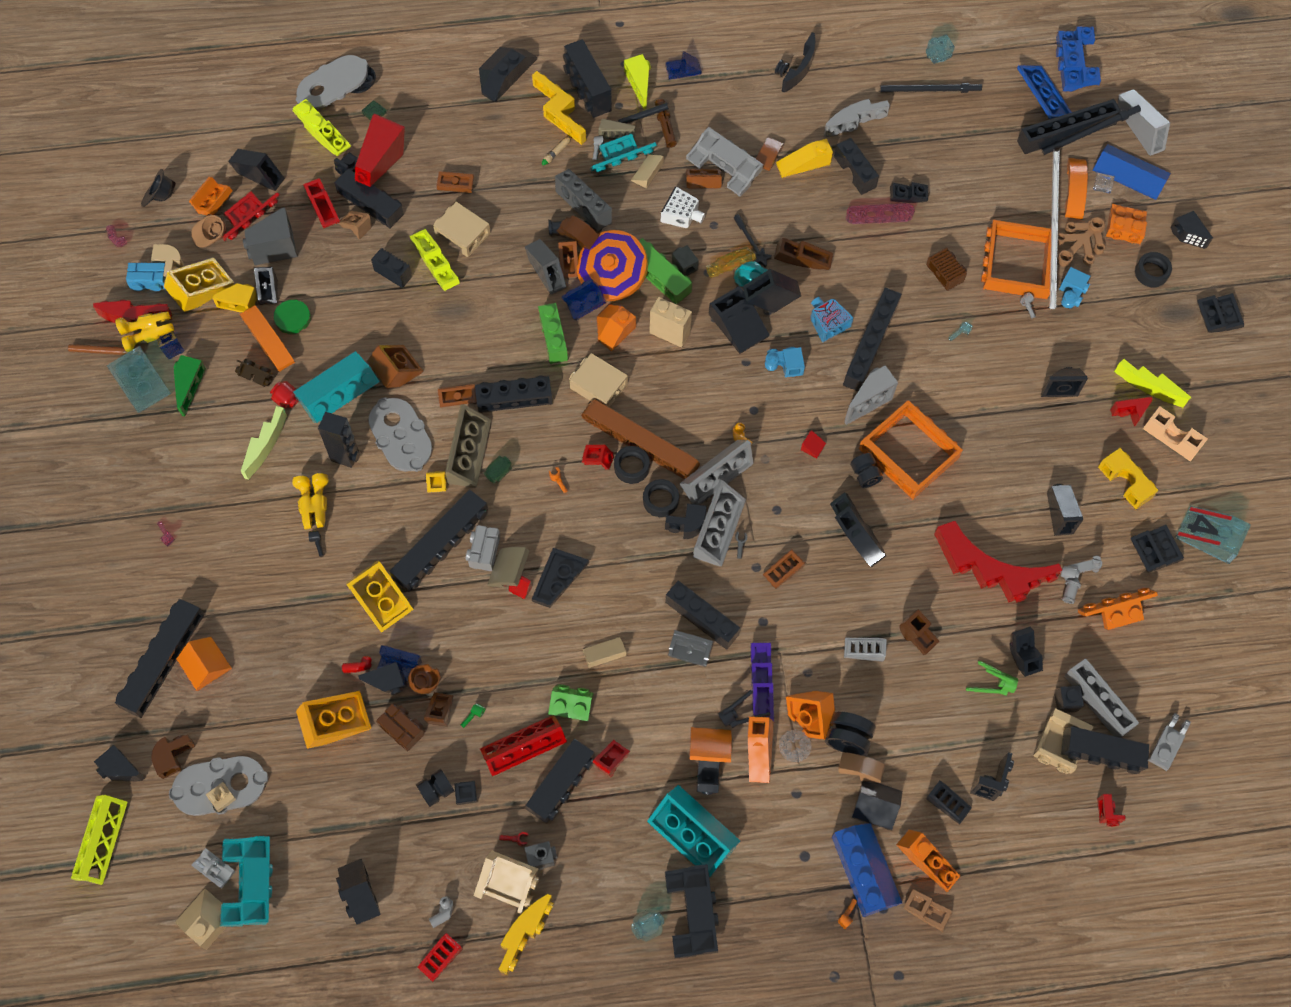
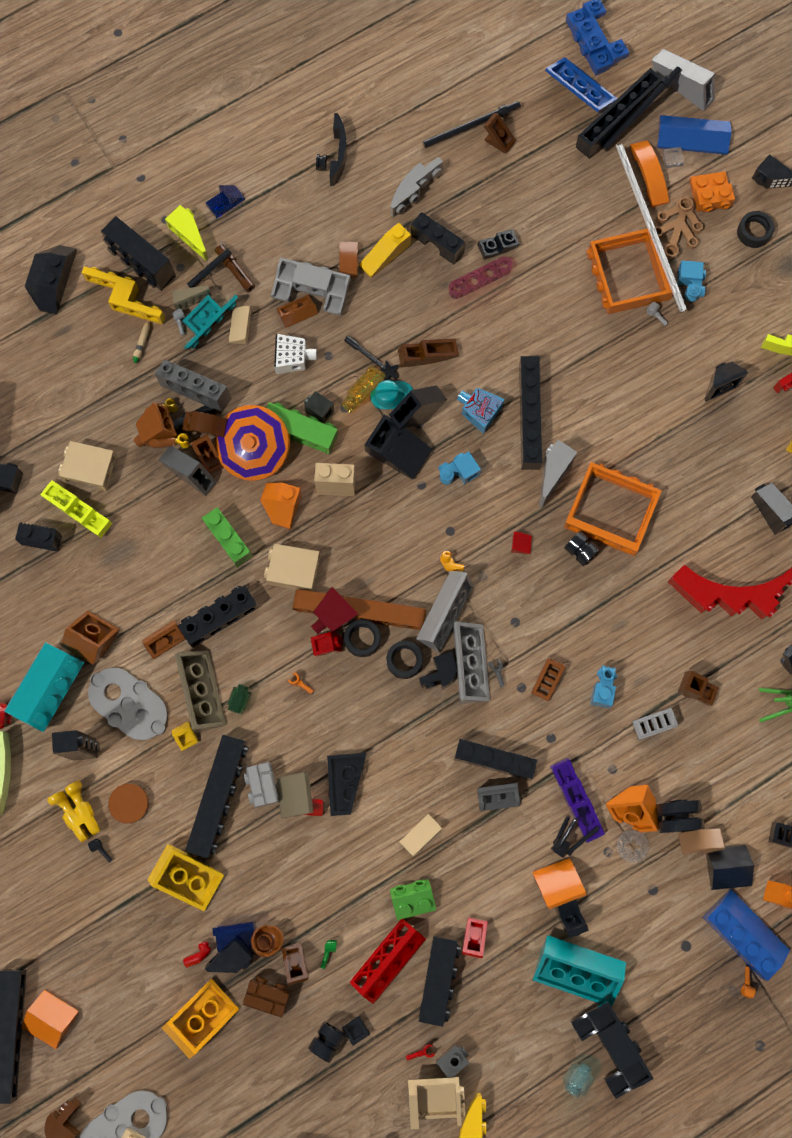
camera: 20 degrees left, 10 degrees up
(360, 515) = (128, 803): none -> dark orange tile
(455, 182) = (58, 418): dark orange plate -> none
(535, 221) = (157, 428): none -> dark orange torso
(584, 299) = (241, 489): clear blue bracket -> none
(615, 428) = (333, 612): none -> dark red torso
(760, 748) = (605, 866): orange slope -> none
(831, 596) = (604, 691): none -> dark azure brick
(856, 530) = (599, 613): black slope -> none
(940, 49) = (463, 80): clear light blue brick -> none
(946, 268) = (567, 309): reddish brown brick -> none
(951, 103) = (498, 133): none -> reddish brown slope
(965, 328) = (610, 362): clear light blue hand -> none

